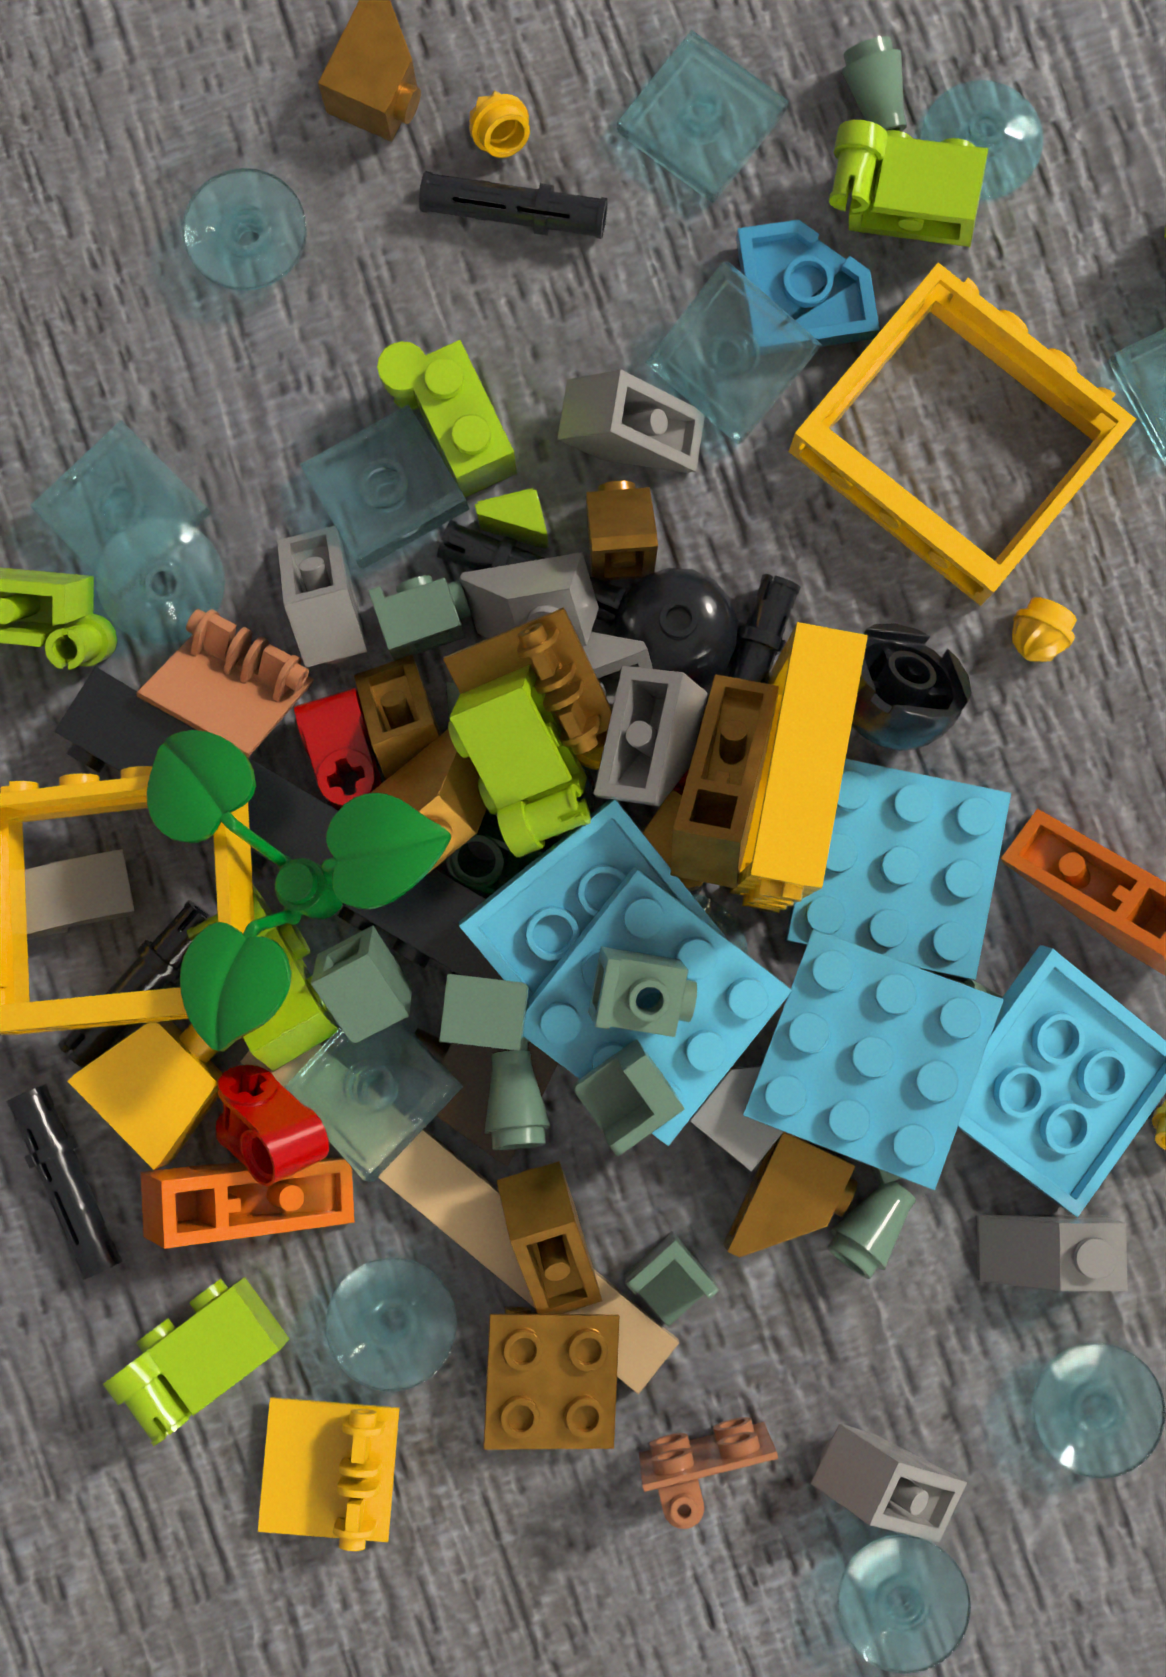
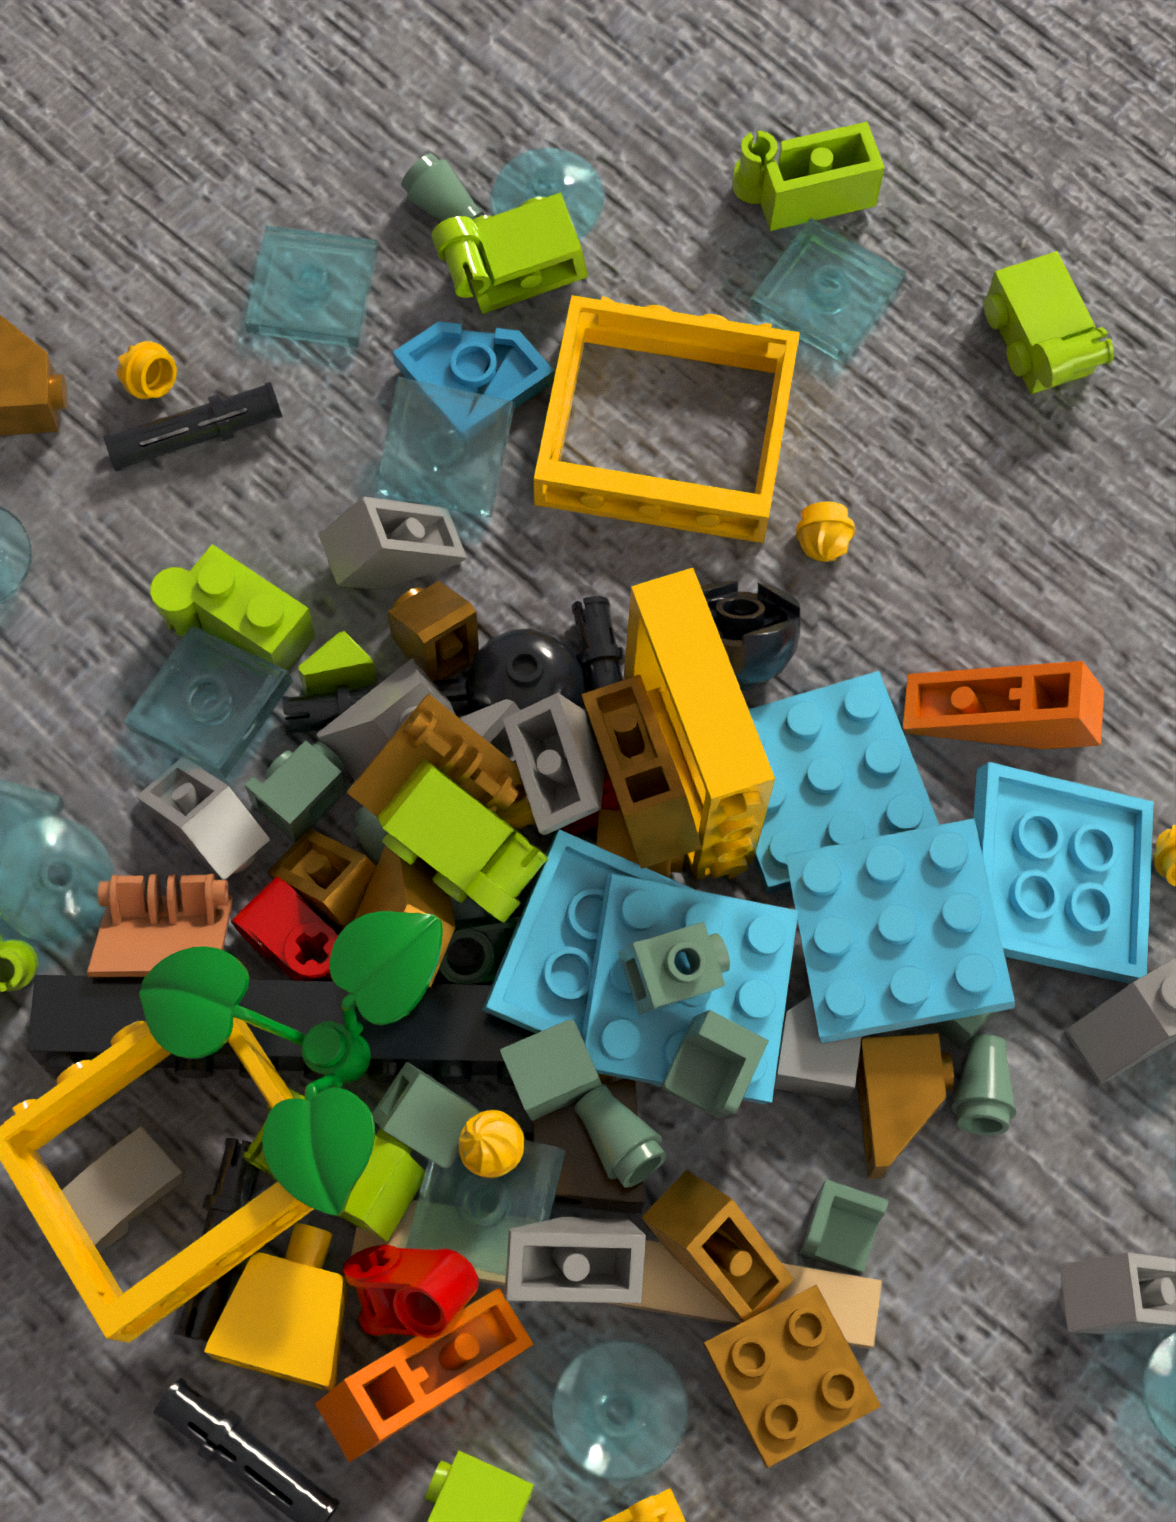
camera: 35 degrees left, 15 degrees down
(398, 1048) = (491, 1144): none -> yellow plate
(415, 1190) = (576, 1261): none -> light grey slope
(678, 1463) = (950, 1383): nougat hinge -> none

